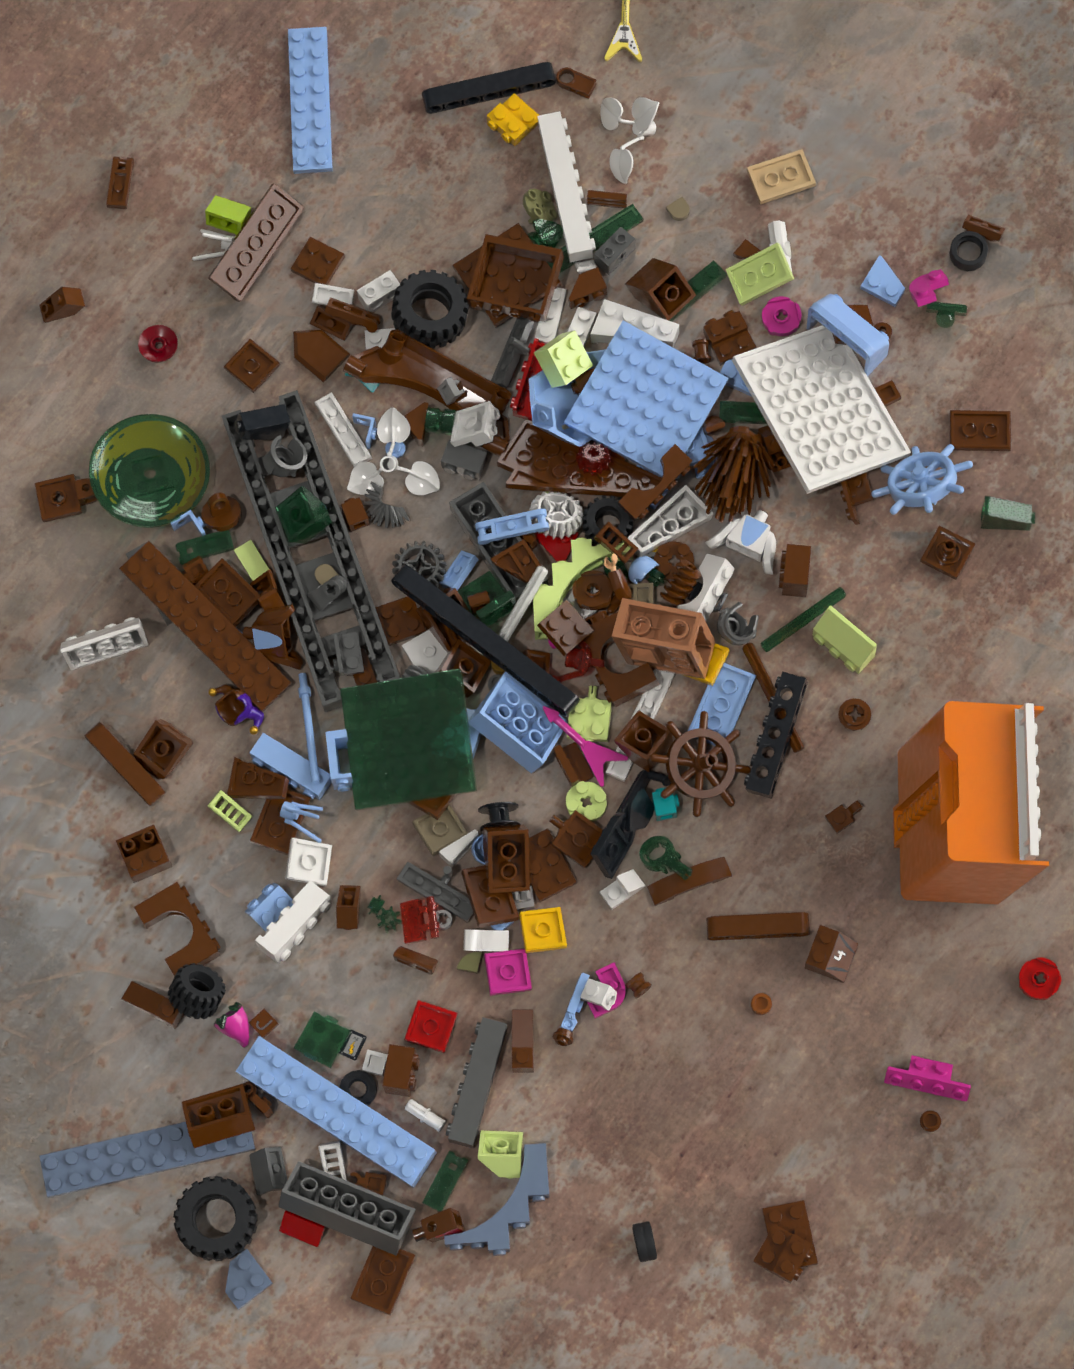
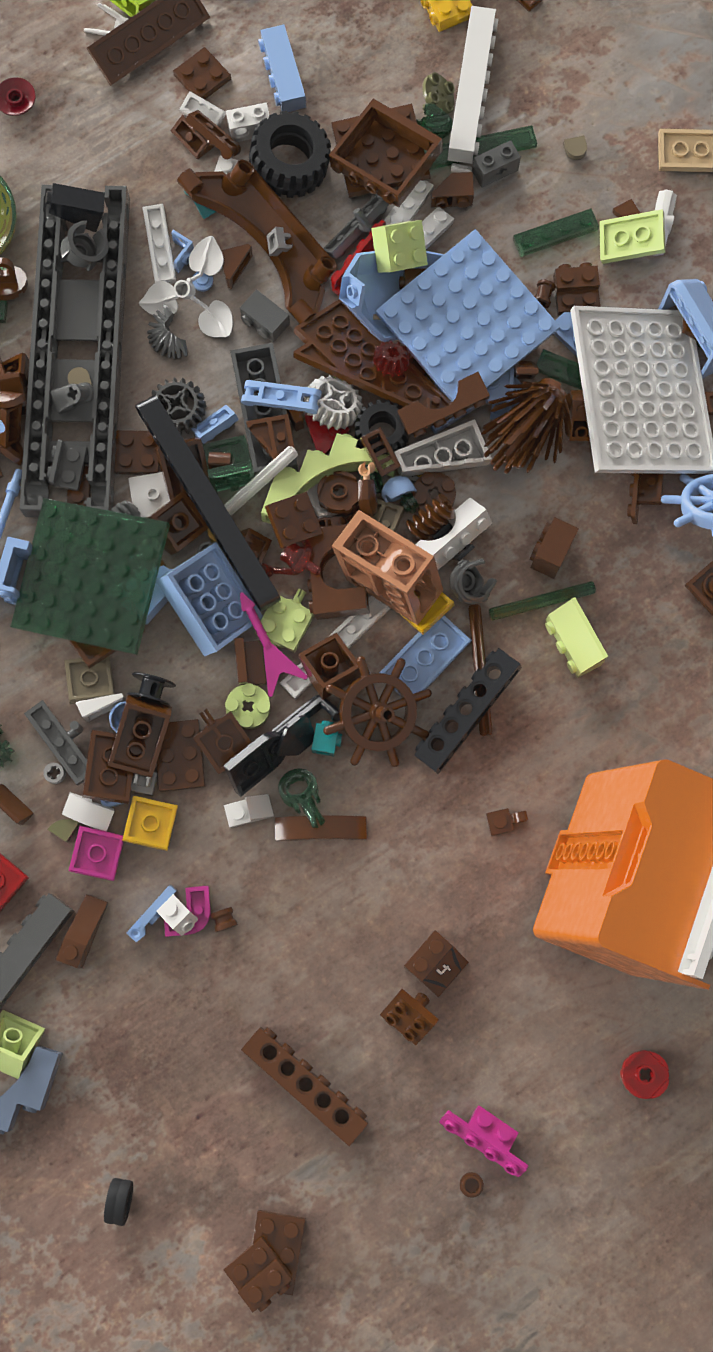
camera: 15 degrees right, 5 degrees up
(251, 365) = (96, 150): reddish brown plate -> none
(251, 560) = (17, 338): yellowish green tile -> none
(302, 516) = (77, 310): clear green slope -> none
(318, 352) = (165, 160): reddish brown tile -> none
(354, 514) = (135, 330): reddish brown brick -> none
(389, 231) = (283, 69): none -> light blue brick
(413, 920) = (23, 765): clear red plate -> none
(439, 420) = (258, 269): clear green wheel -> none
(475, 425) = (287, 283): white plate -> none
(563, 1037) = (125, 944): reddish brown plate -> none
(607, 199) = (508, 111): reddish brown tile -> none
(613, 314) = (507, 250): white wedge -> none
(643, 112) = (576, 31): white plant -> none
(661, 288) = (528, 215): reddish brown slope -> none
(749, 537) = (519, 497): white torso -> none
(758, 926) = (371, 904): reddish brown beam -> none
(761, 1004) = (343, 987): dark orange tile -> none
(781, 327) = (637, 299): dark pink plate -> none
(788, 1110) = (345, 1131): none -> reddish brown brick
(826, 1003) = (410, 1016): none -> reddish brown plate
(862, 709) = (567, 715): reddish brown gear -> none

